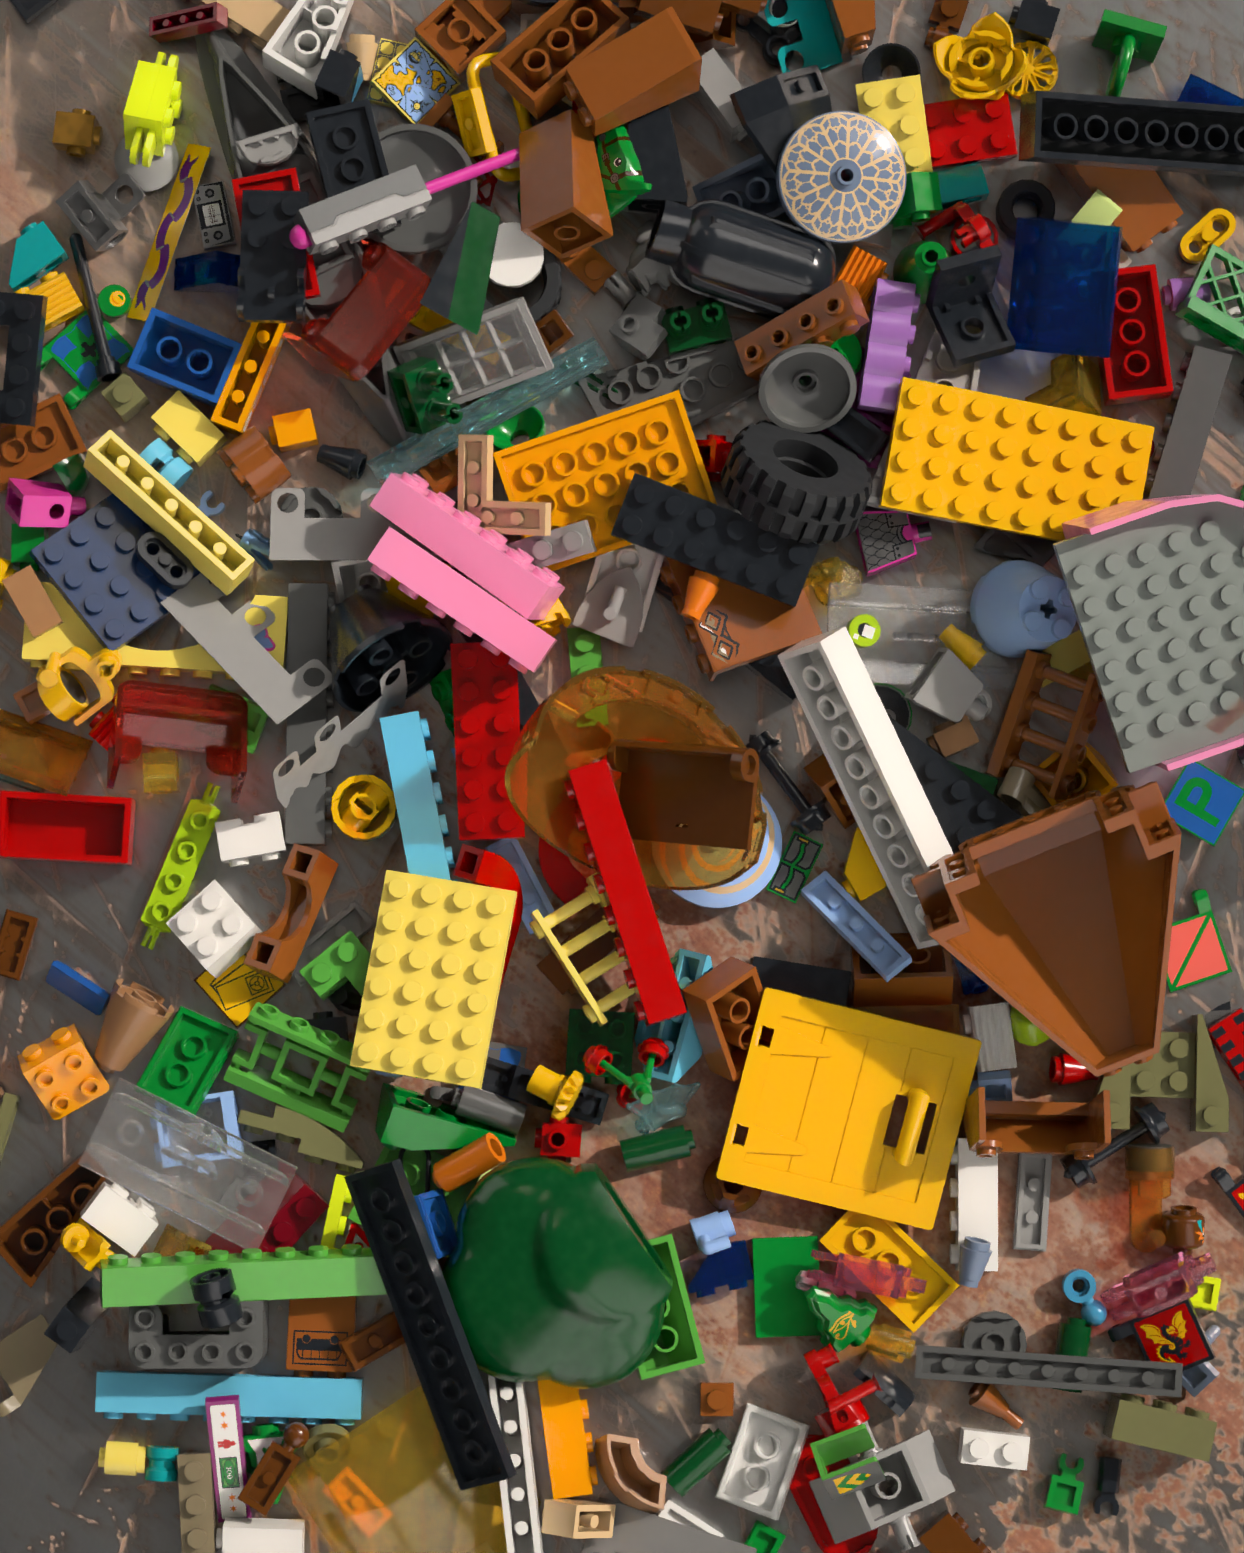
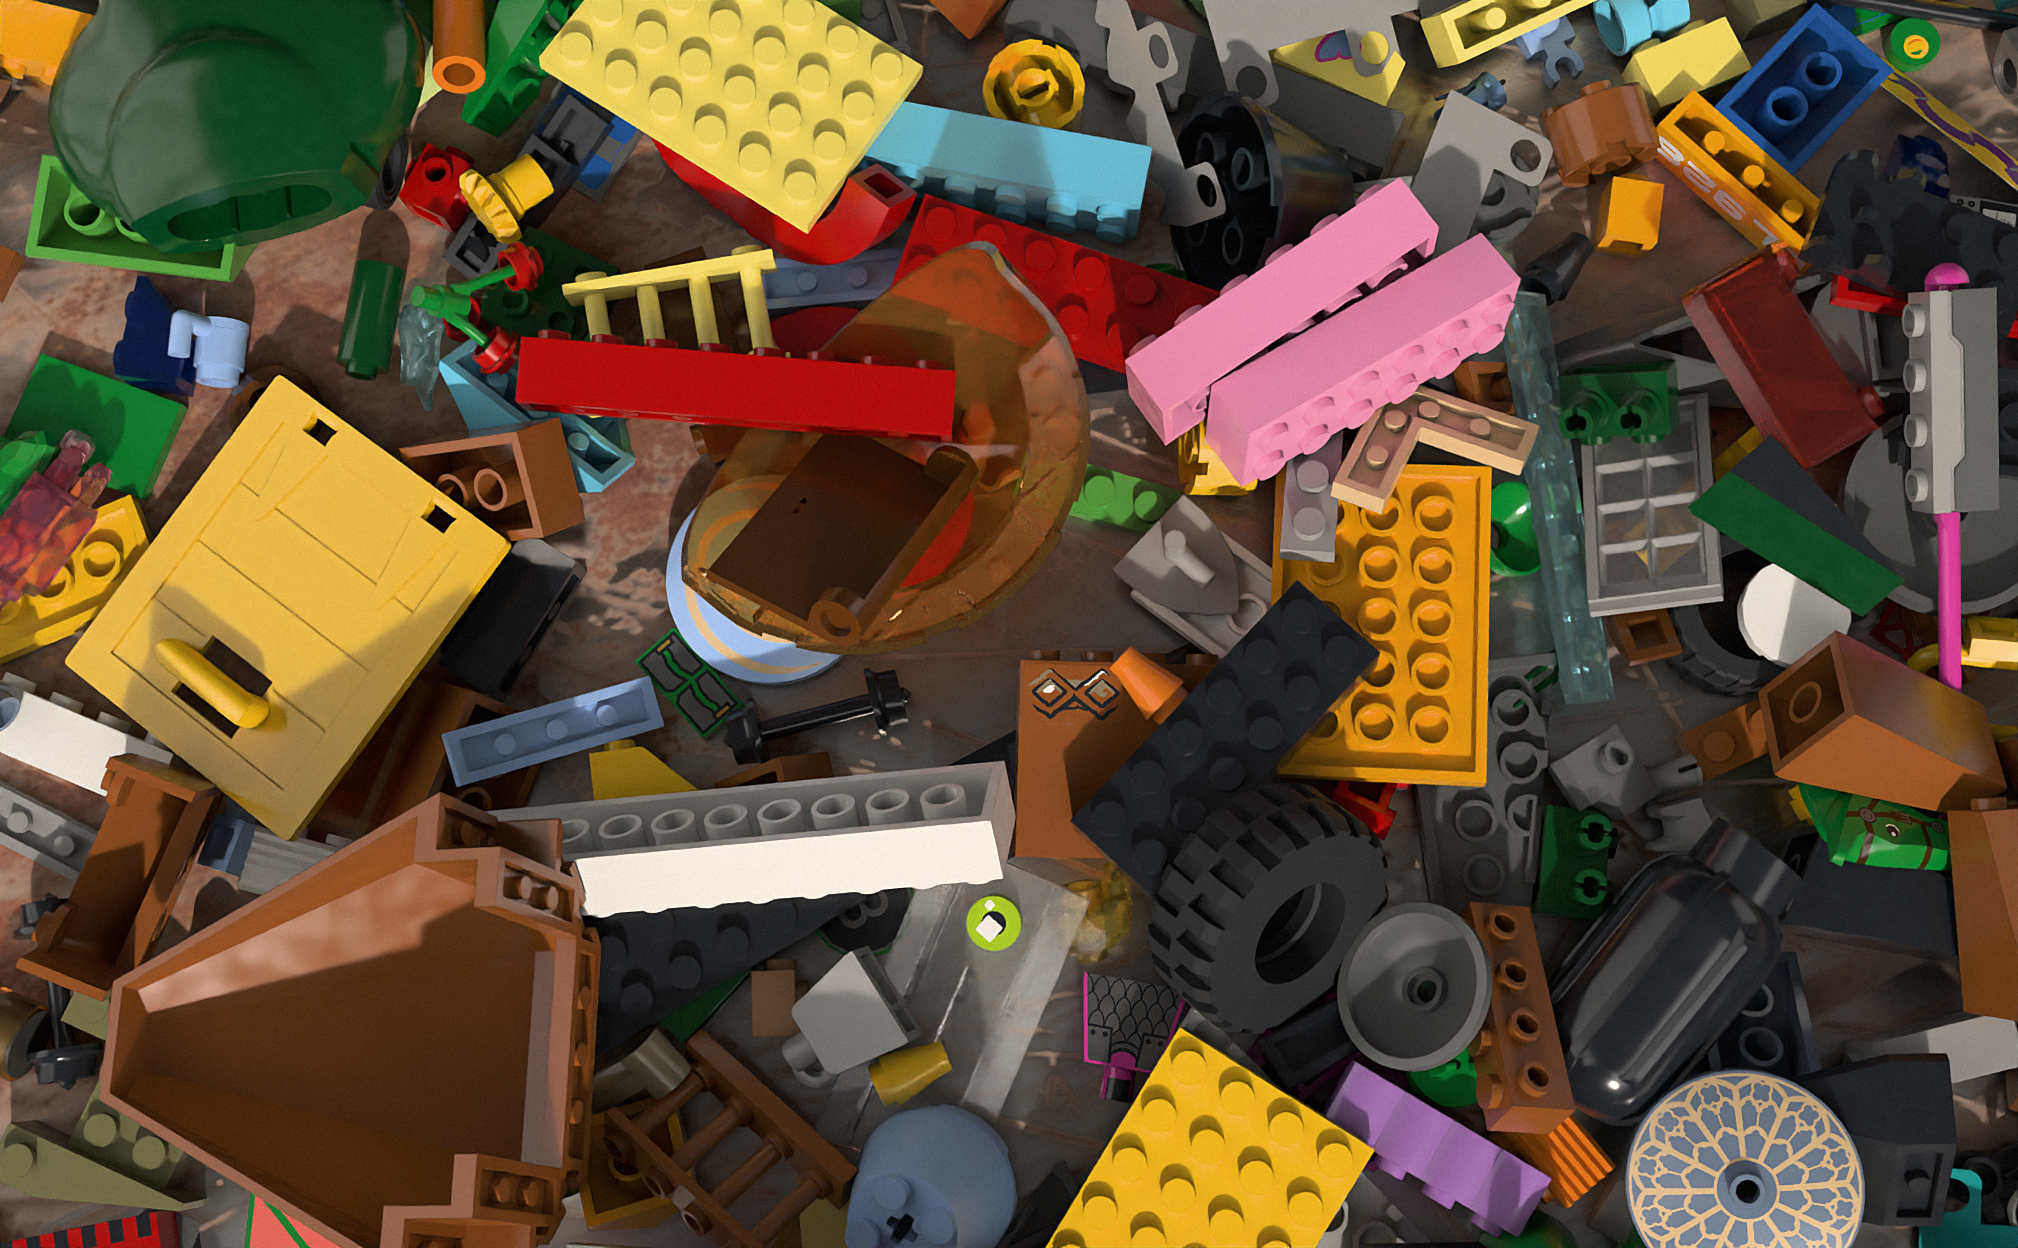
camera: 120 degrees right, 5 degrees down
(489, 1109) = (524, 110): dark grey brick -> none

